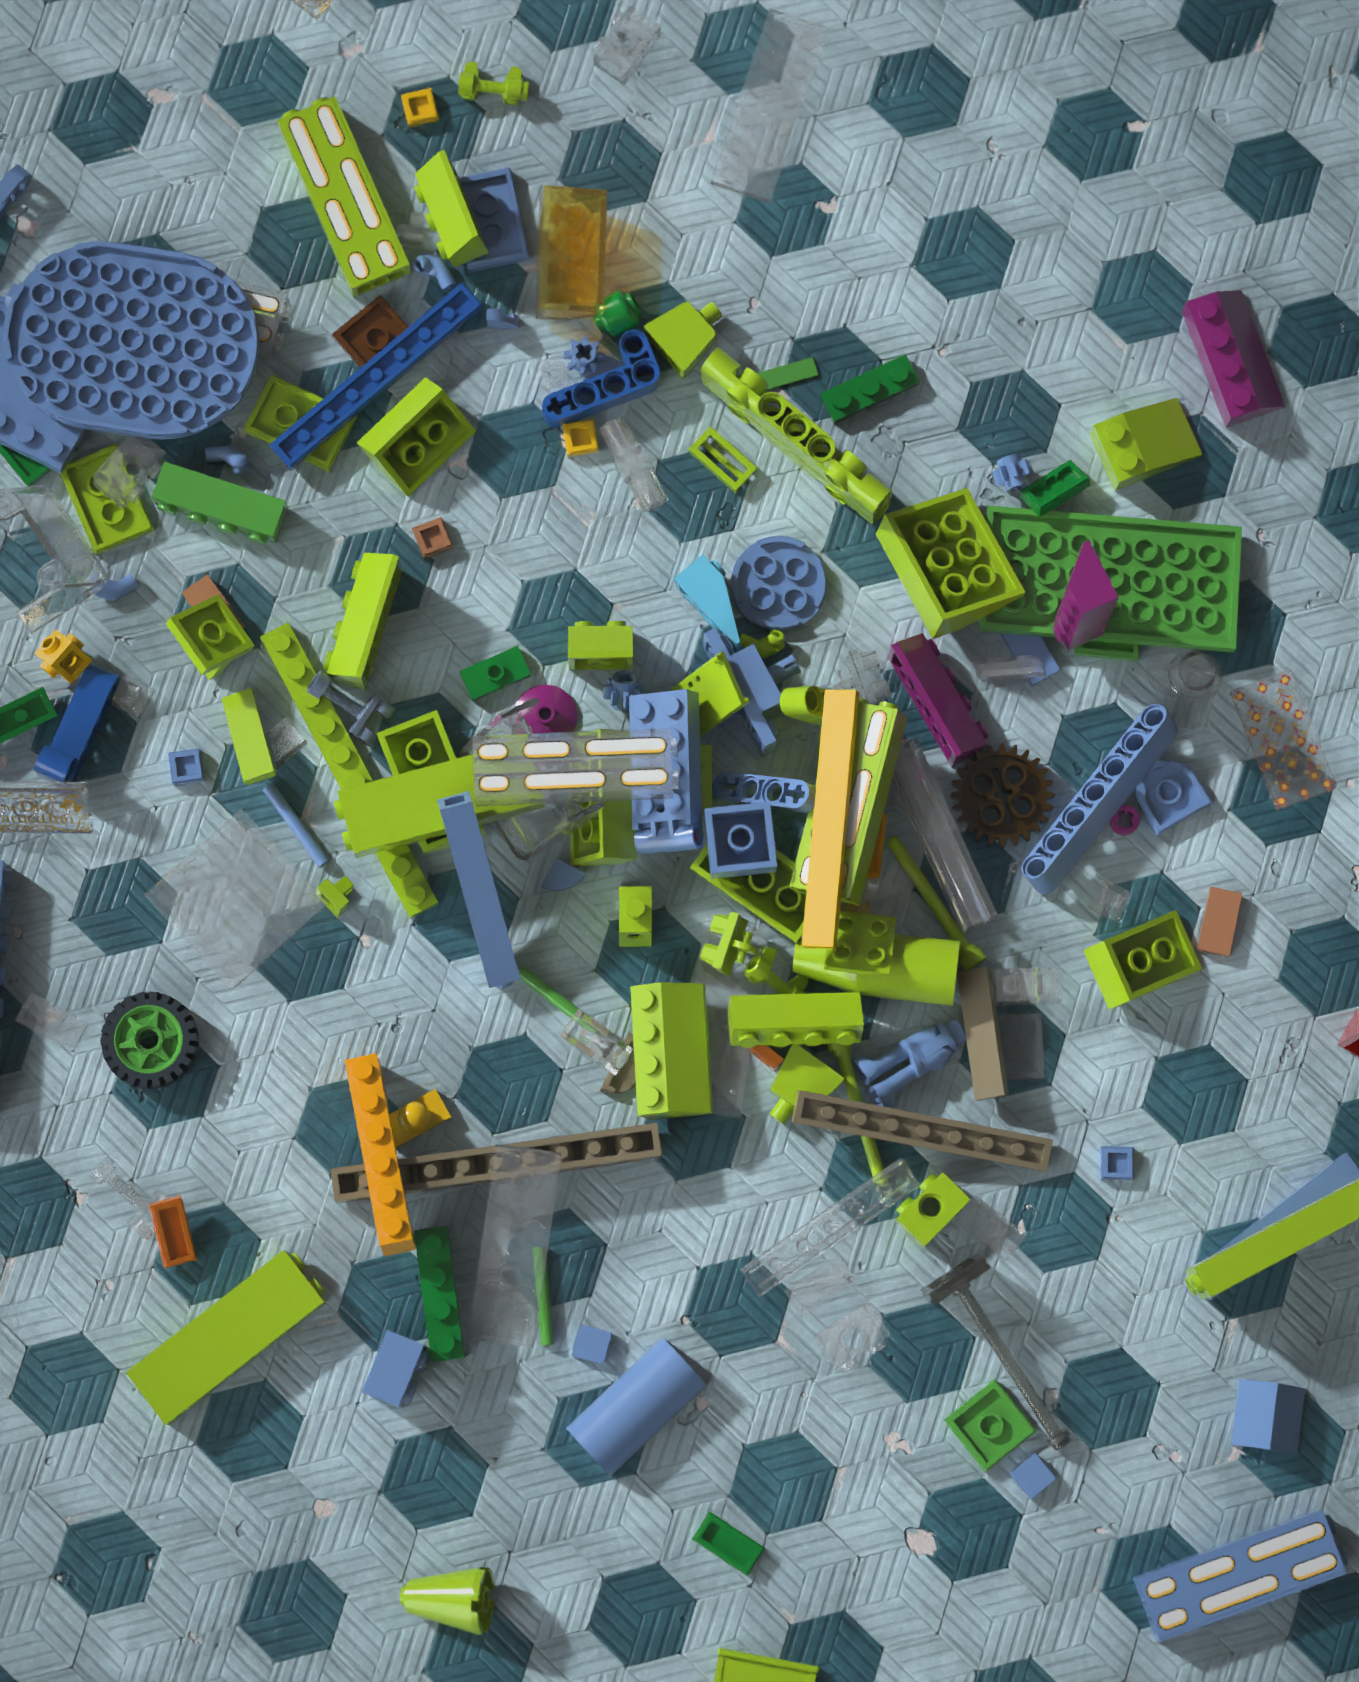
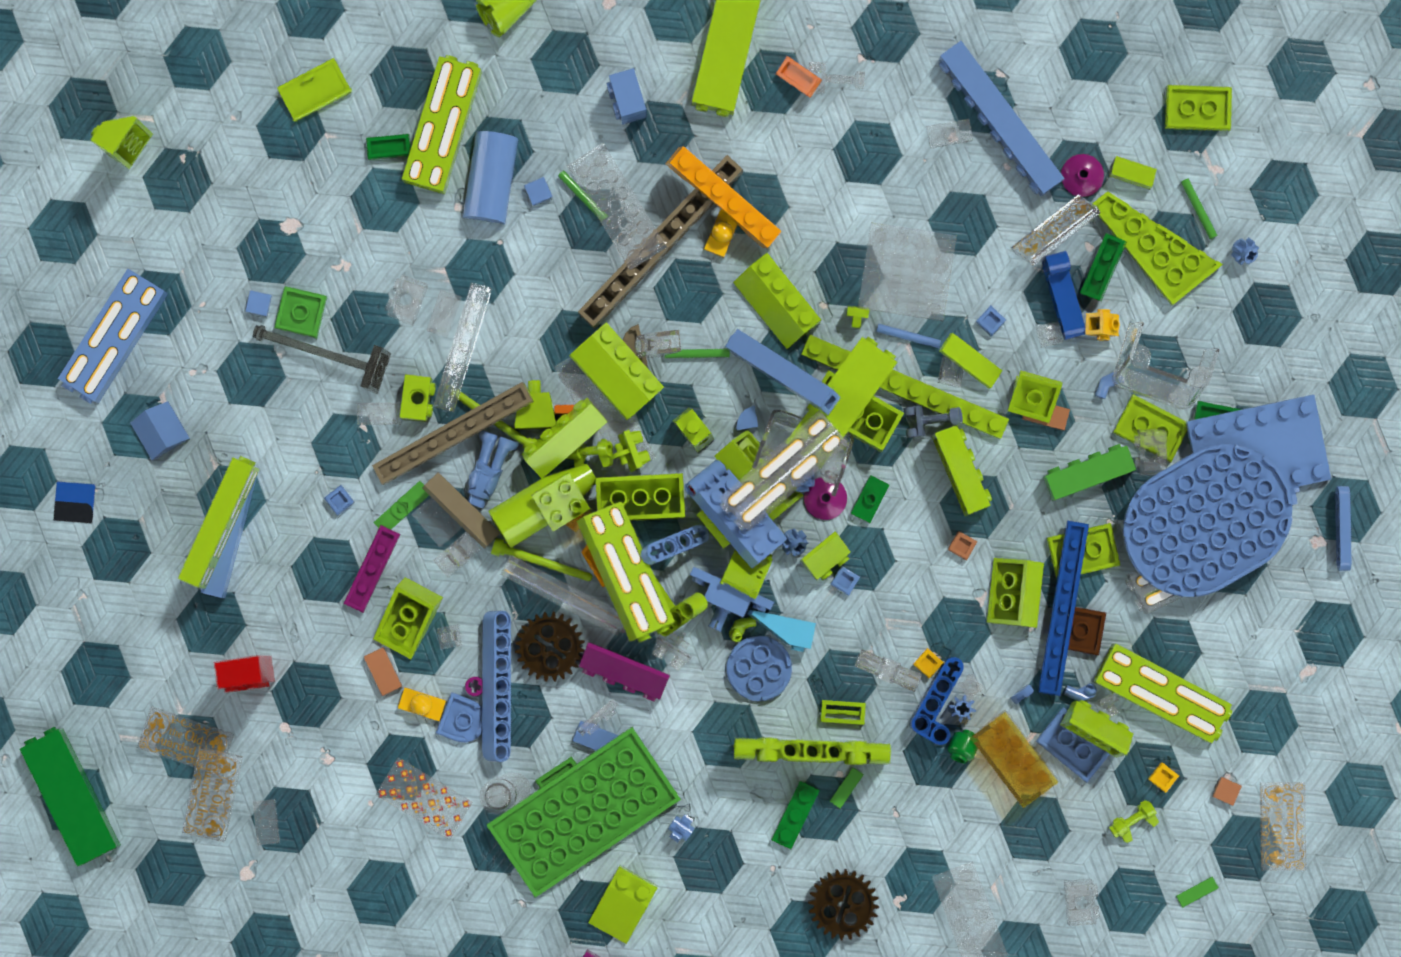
camera: 145 degrees right, 5 degrees up
(124, 1034) = (895, 147): wheel -> none
(230, 455) = (1105, 504): medium blue arm -> none
(361, 37) = (1226, 791): none -> nougat tile
(416, 985) = (777, 301): none -> lime slope
(439, 1294) = (636, 153): green brick -> none
(599, 604) = (845, 580): none -> medium blue tile
(642, 1517) = (442, 124): none -> lime brick
(684, 335) = (917, 763): lime torso -> none
(740, 840) = (666, 505): medium blue brick -> none
(830, 819) = (626, 552): yellow tile -> none
(878, 226) = (824, 898): none -> dark brown gear
(948, 561) = (676, 750): lime slope -> none
(1050, 1096) = (402, 507): none -> bright green piece
(1055, 488) = (652, 838): green plate -> none
(1086, 601) = (584, 777): magenta slope -> none
(1140, 1051) = (372, 569): none -> magenta tile
(1202, 848) = (422, 704): none -> yellow tile

